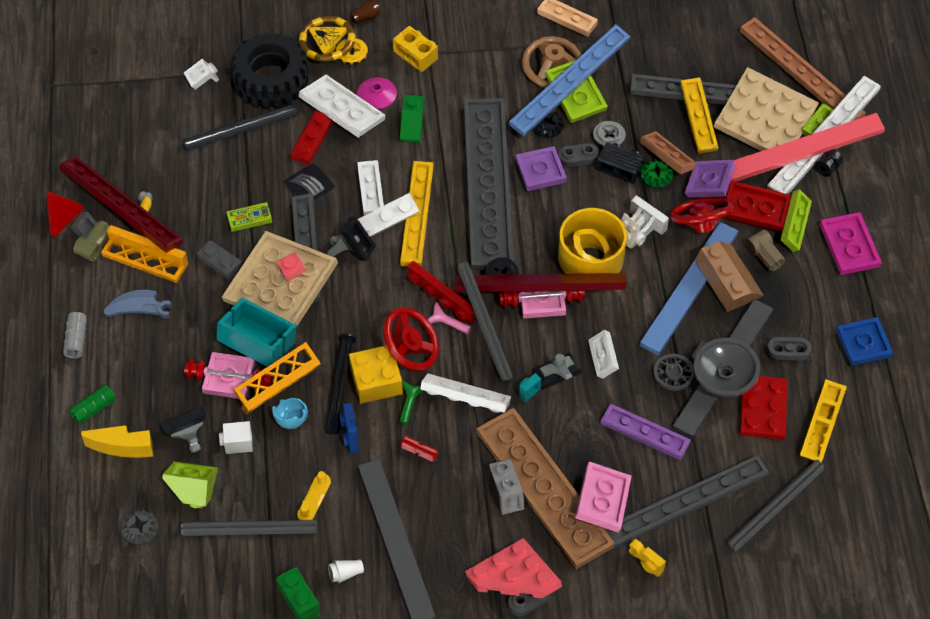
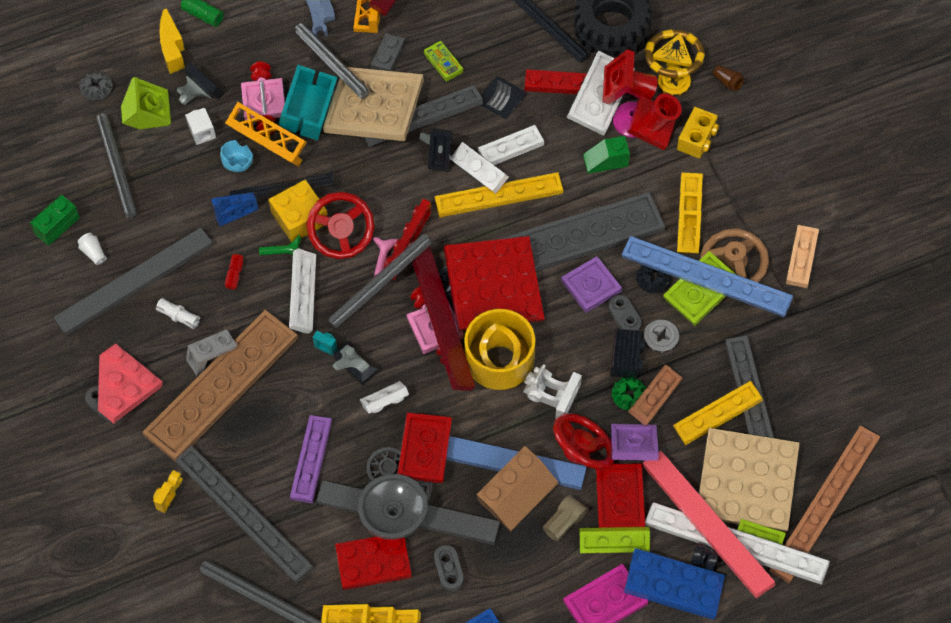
camera: 75 degrees right, 5 degrees up
(211, 303) = (331, 60): none -> dark grey axle
(291, 266) = (384, 104): coral plate -> none
(314, 496) = (165, 206): yellow piece -> none
(344, 77) = (622, 79): none -> red plant
(392, 71) = (655, 119): none -> red plant
(449, 508) = (178, 313): none -> white pin
(495, 80) = (689, 213): none -> yellow slope
(519, 234) = (493, 277): none -> red plate
(603, 497) = (219, 435): bright pink plate -> none
(669, 332) = (425, 447): none -> red plate
(848, 190) = (674, 584): none -> blue plate

